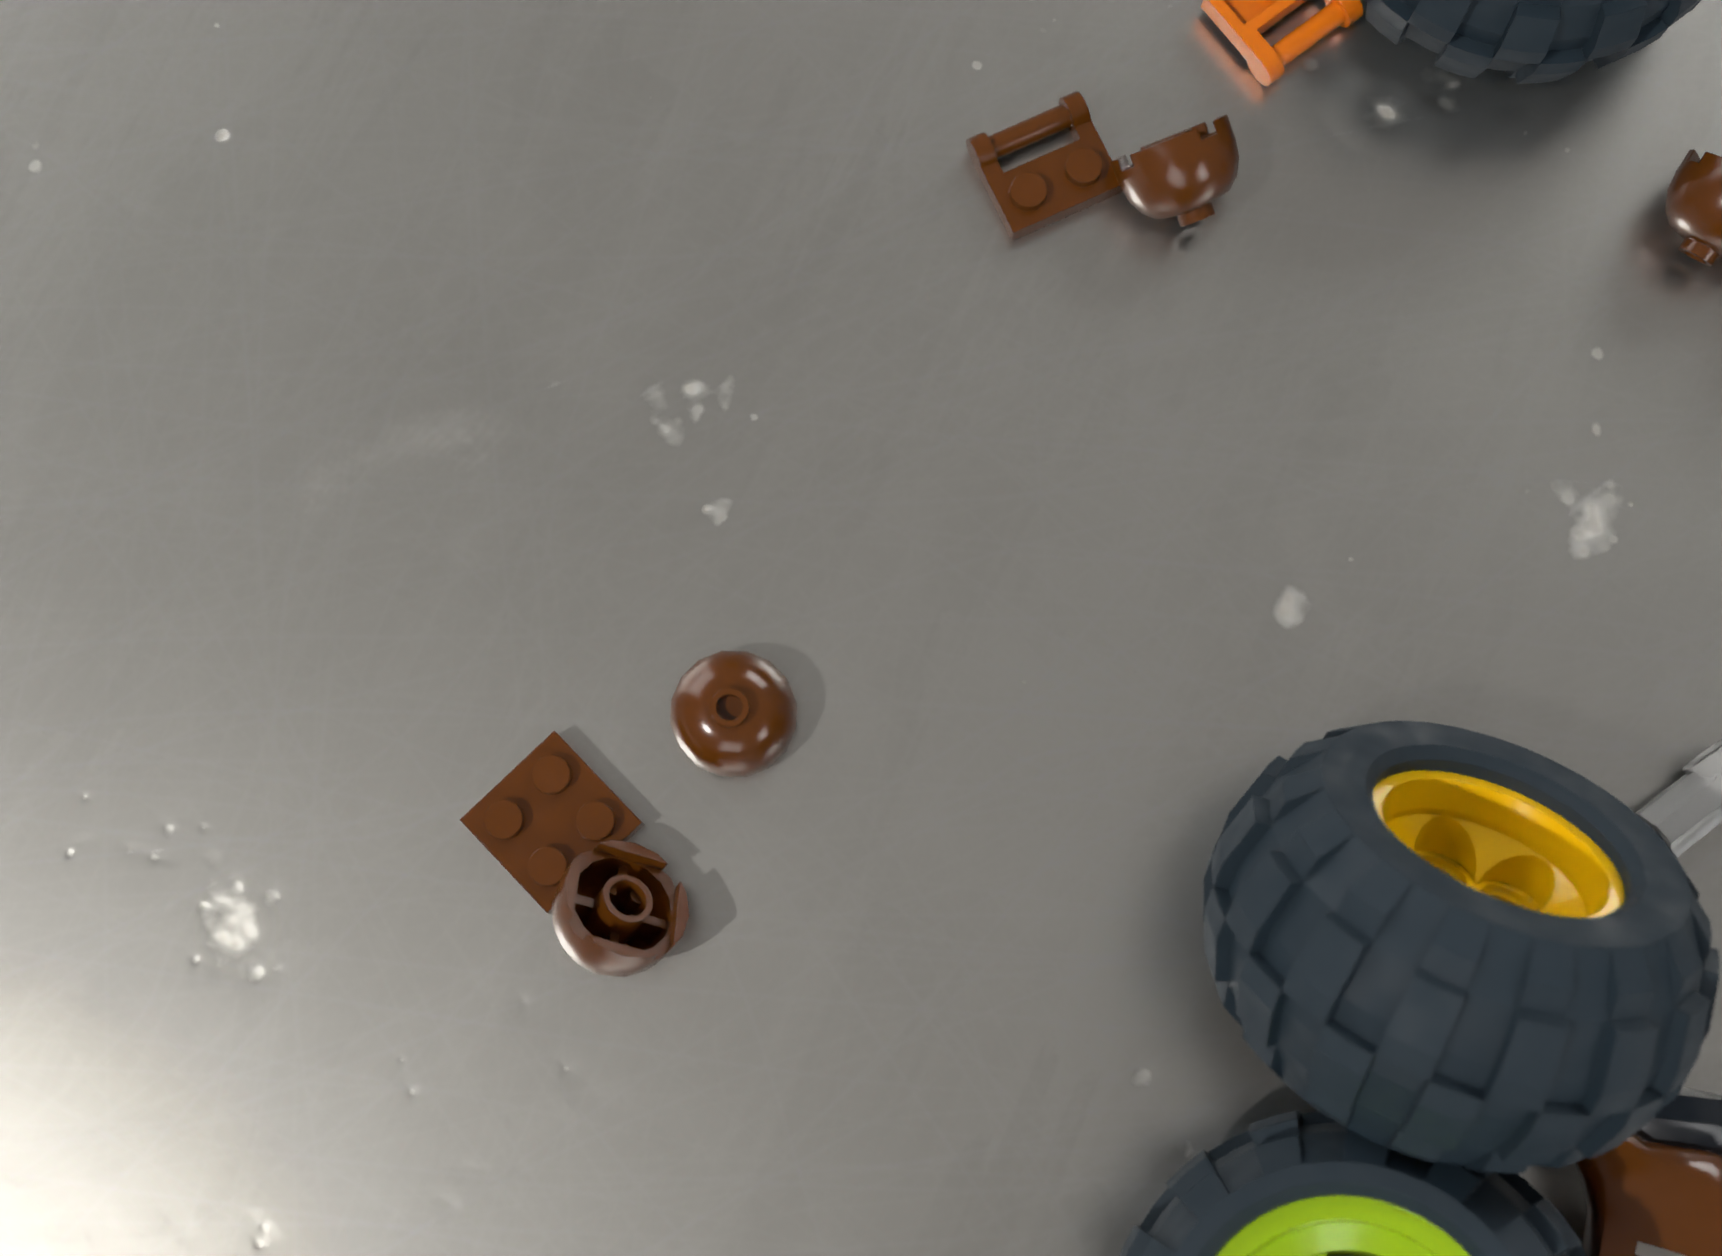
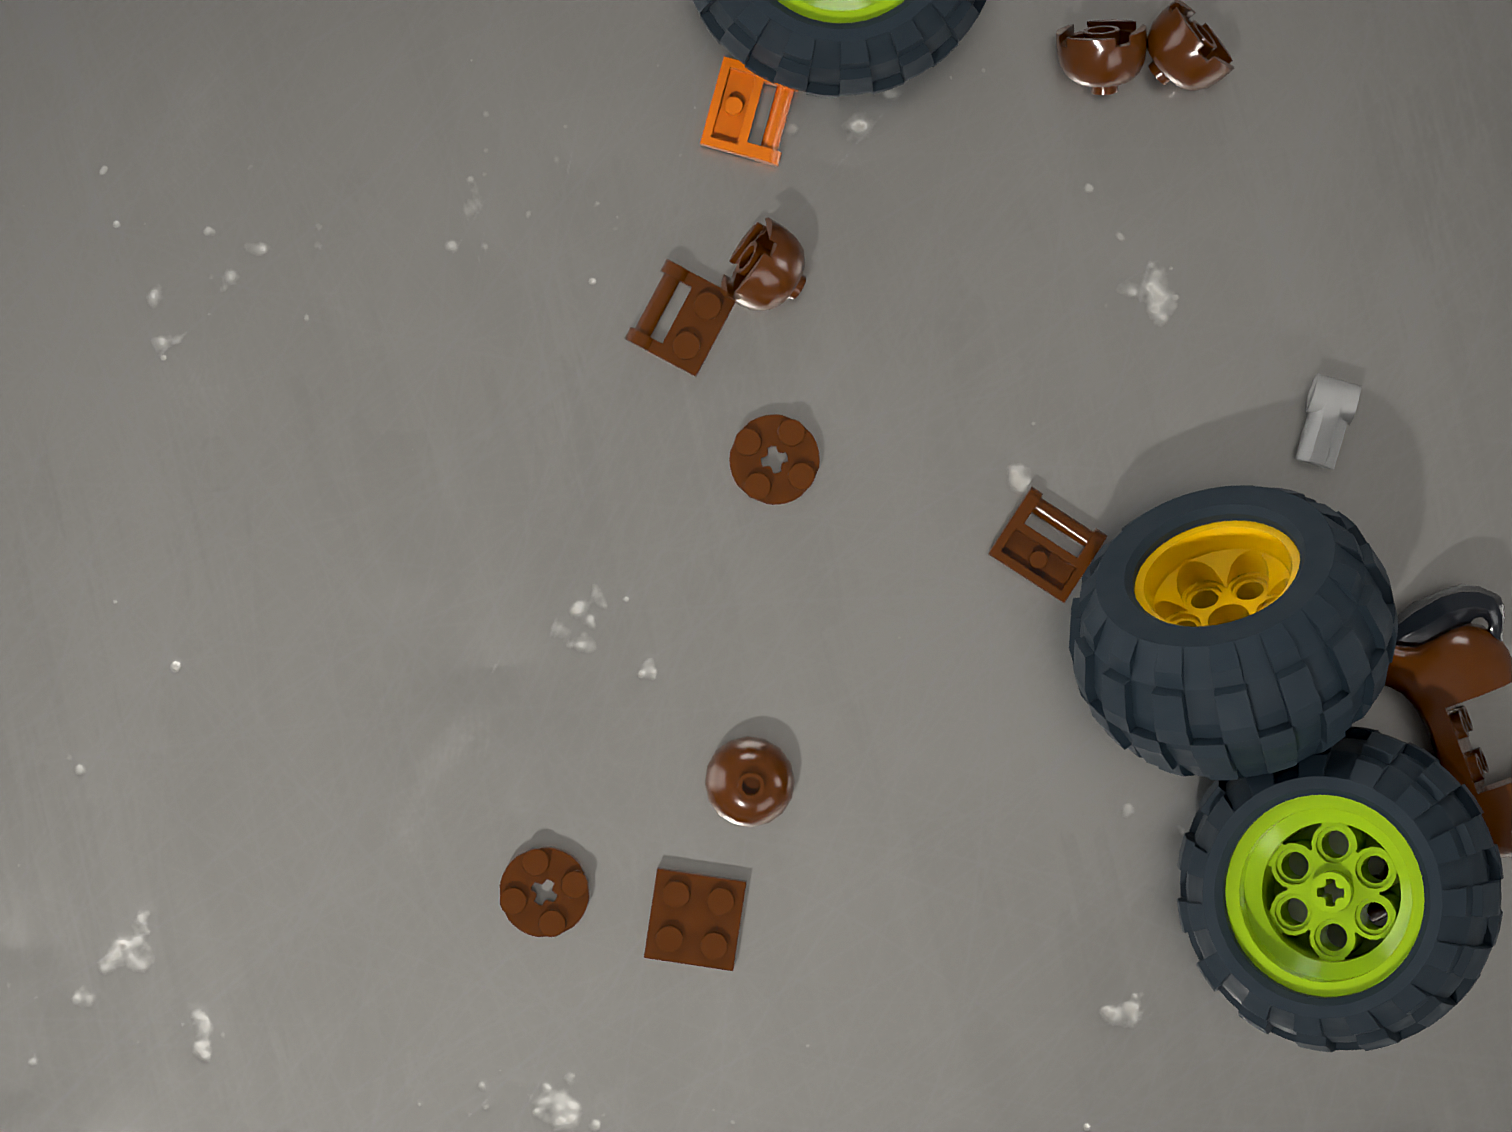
camera: 30 degrees left, 10 degrees up
(378, 646) = (551, 917): none -> reddish brown plate
(618, 909) = (774, 940): reddish brown cylinder -> none
(1045, 417) = (788, 437): none -> reddish brown plate
(1250, 701) = (1040, 558): none -> reddish brown plate

